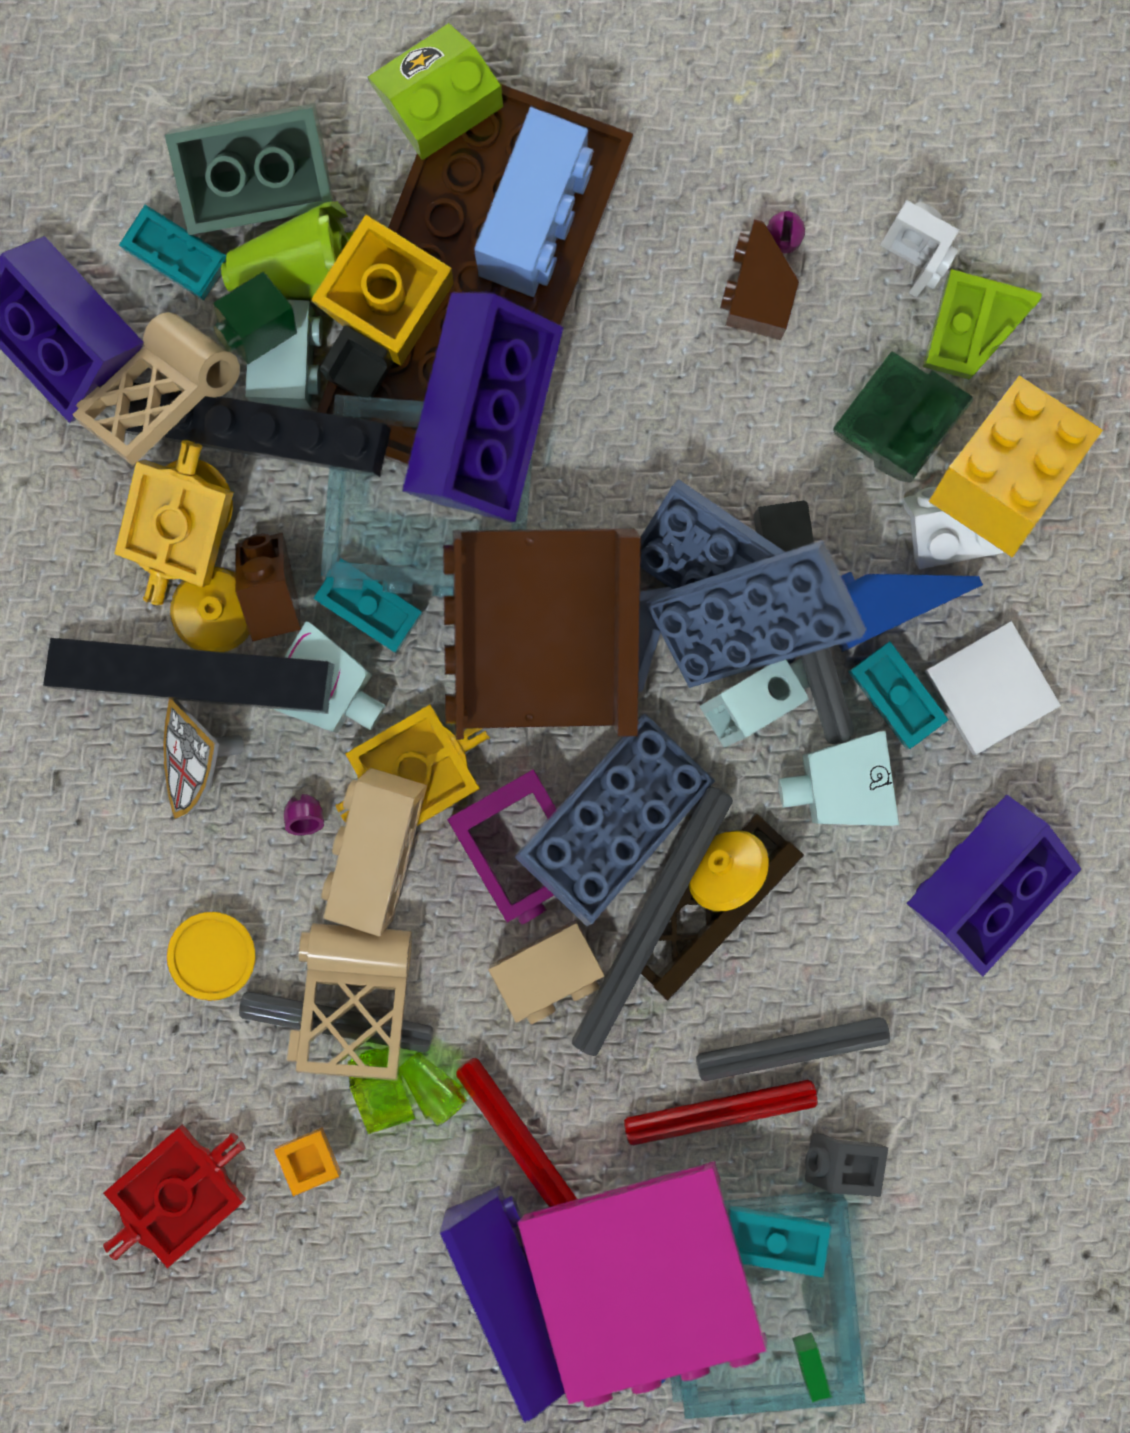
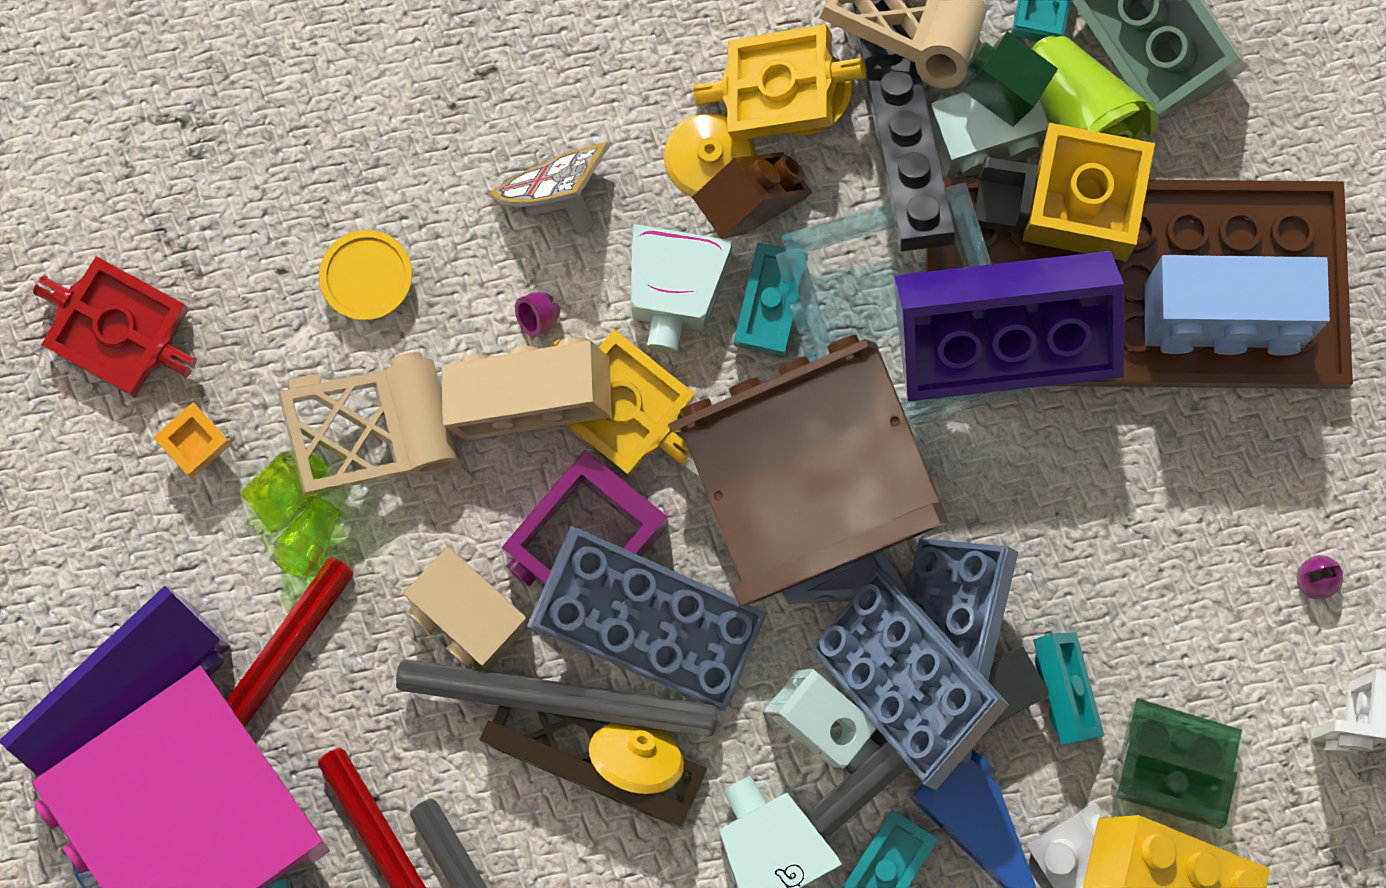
camera: 75 degrees right, 10 degrees down
(189, 675) = (636, 152): black tile -> none
(351, 1025) = (334, 366): dark grey axle -> none
(438, 90) = (1310, 175): lime slope -> none
(764, 288) = (1251, 573): reddish brown slope -> none
(797, 481) = (1071, 697): none -> teal plate
(974, 322) = (1308, 807): lime wing -> none

